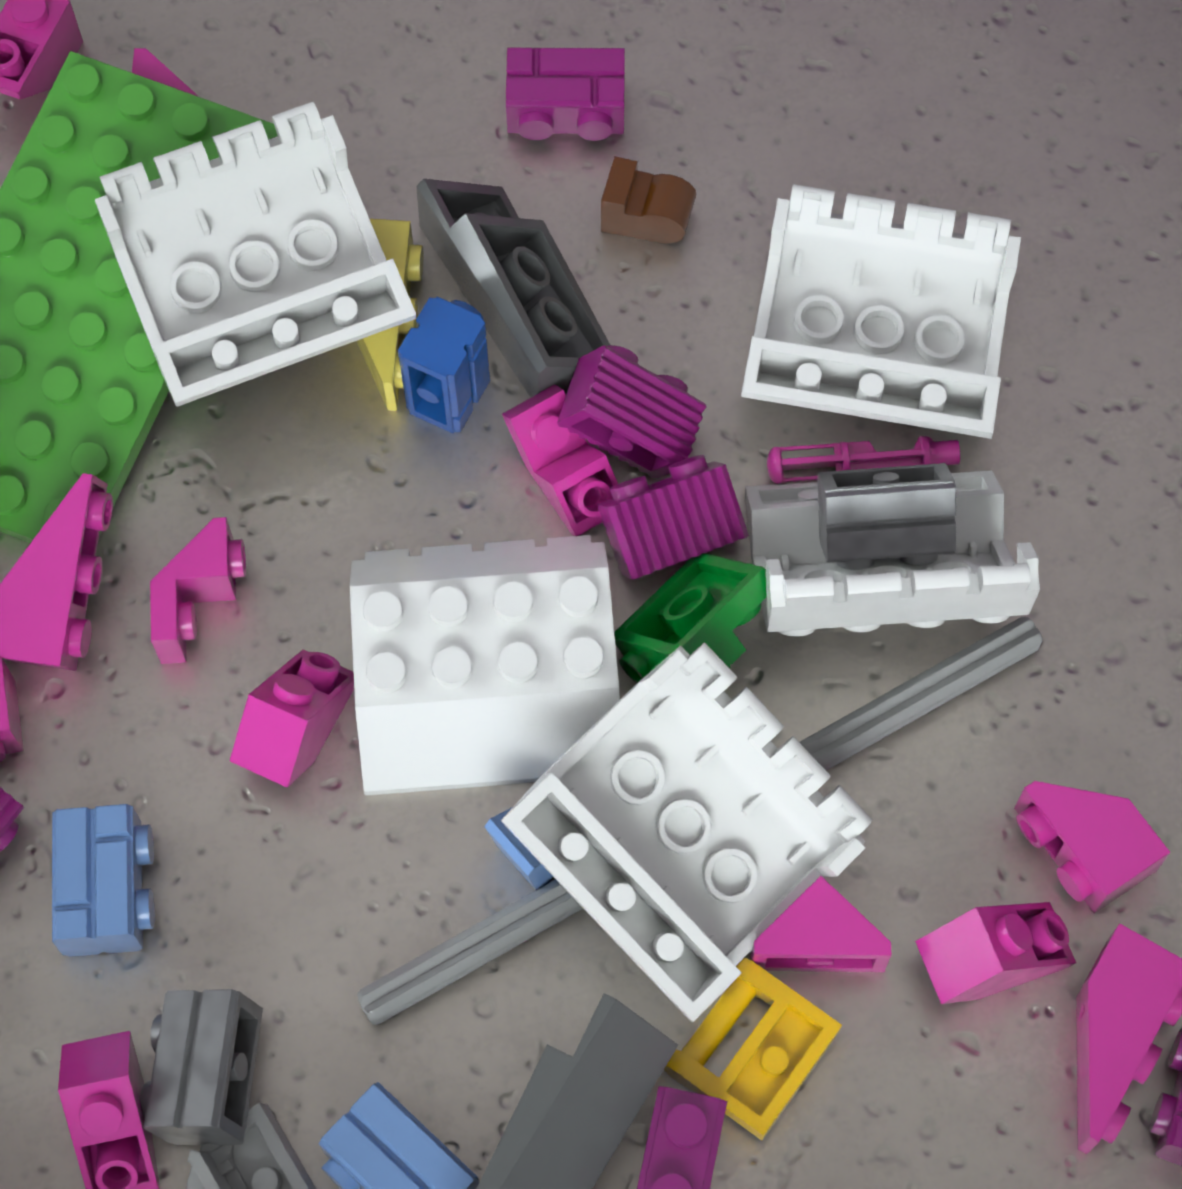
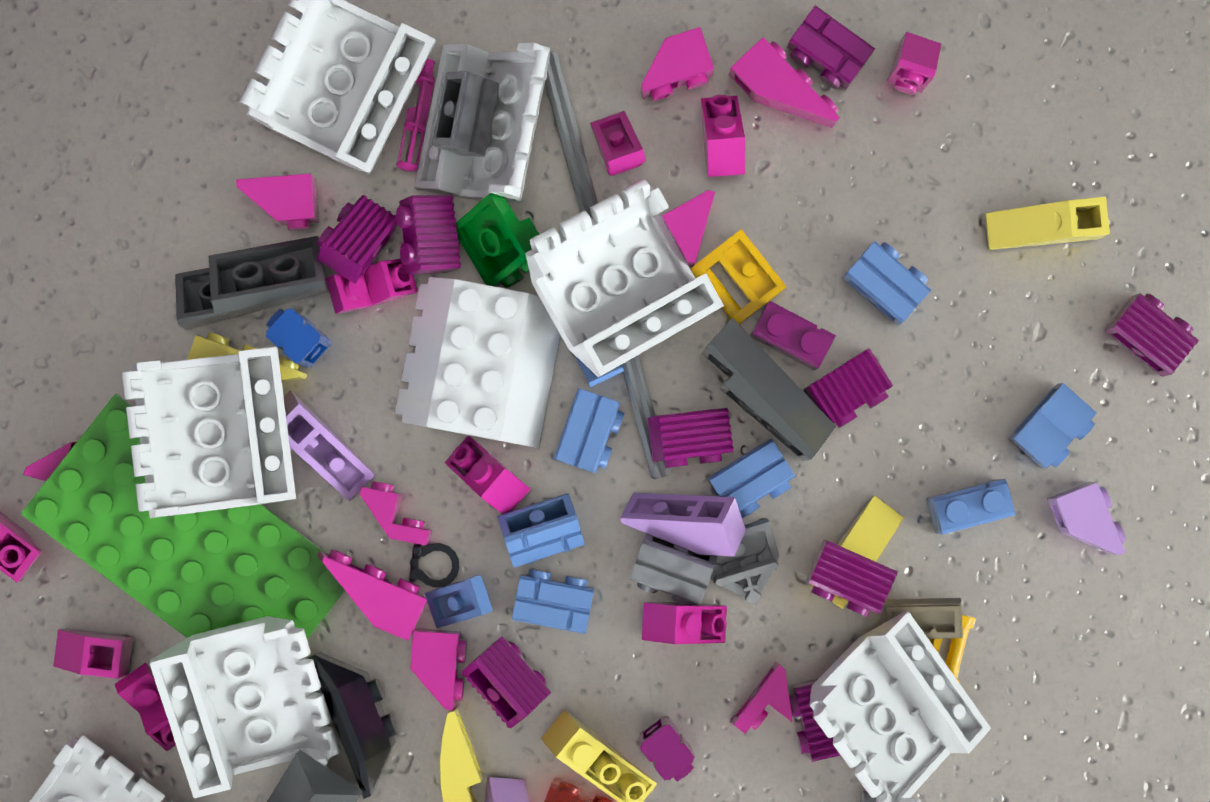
camera: 75 degrees left, 20 degrees up
(74, 731) = (458, 601): none -> medium blue slope
(105, 652) = (416, 573): none -> black piece
(219, 822) = (541, 530): none -> medium blue brick
(282, 447) = (324, 449): none -> lavender slope
(291, 1072) = (690, 521): none -> lavender slope
(411, 860) = (588, 430): none -> medium blue brick
(447, 1033) = (690, 435): none -> magenta brick
(565, 92) = (124, 218): magenta brick -> none
(645, 204) = (216, 190): reddish brown leg -> none
(665, 301) = (286, 198): none -> dark pink slope
(919, 780) = (618, 143): none -> dark pink slope

